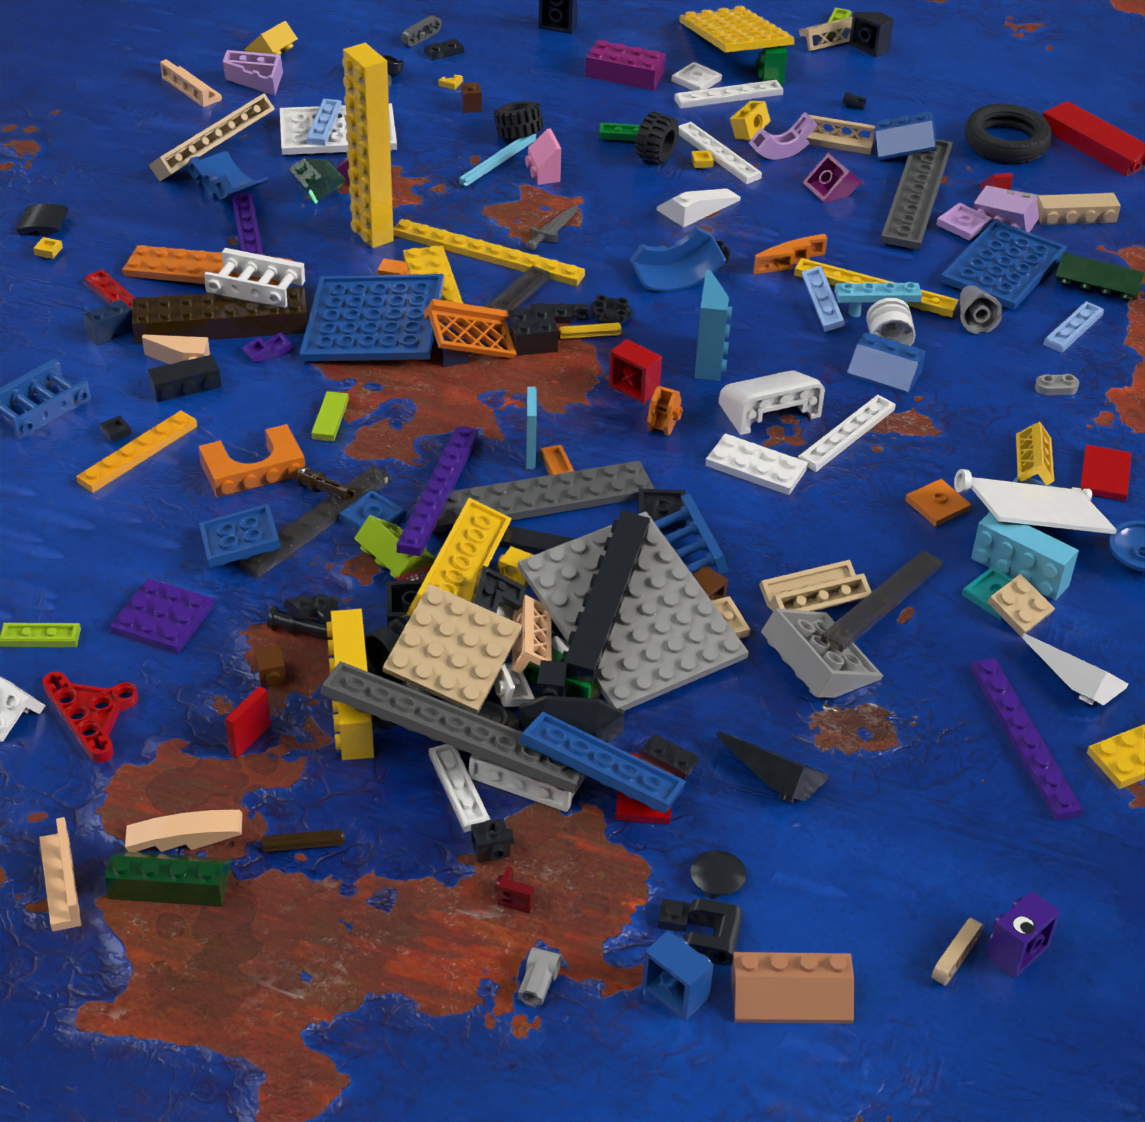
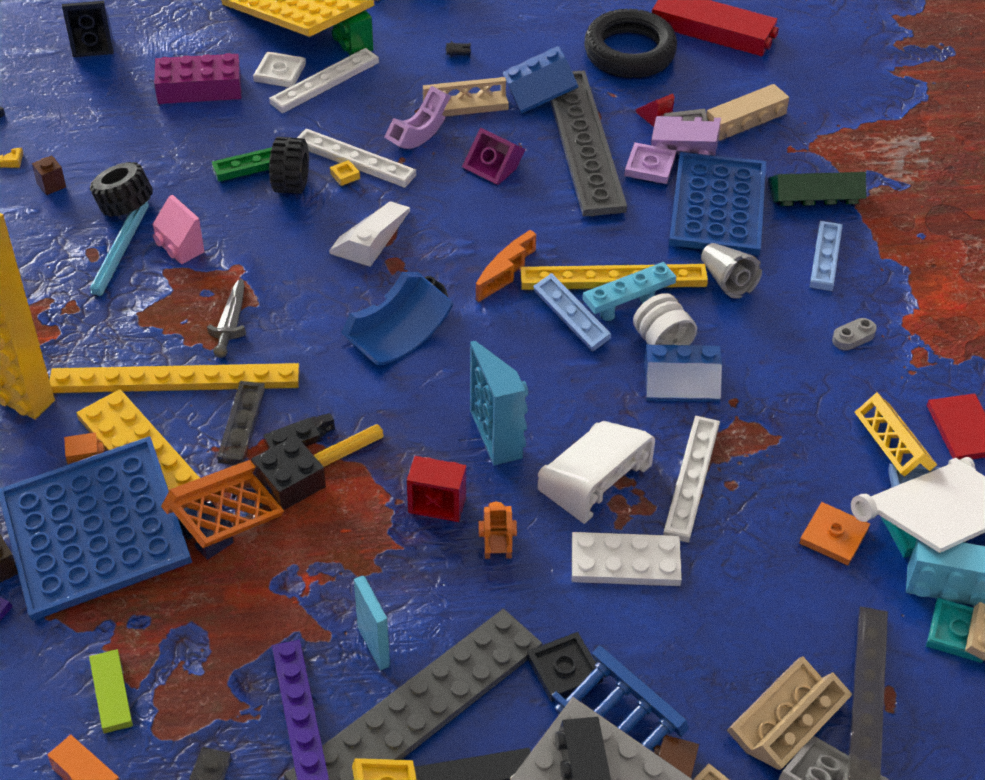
camera: 25 degrees left, 5 degrees up
(555, 460) = (411, 647): orange tile -> none
(610, 309) = (356, 408): black dish -> none
(750, 120) = (370, 108): yellow brick -> none

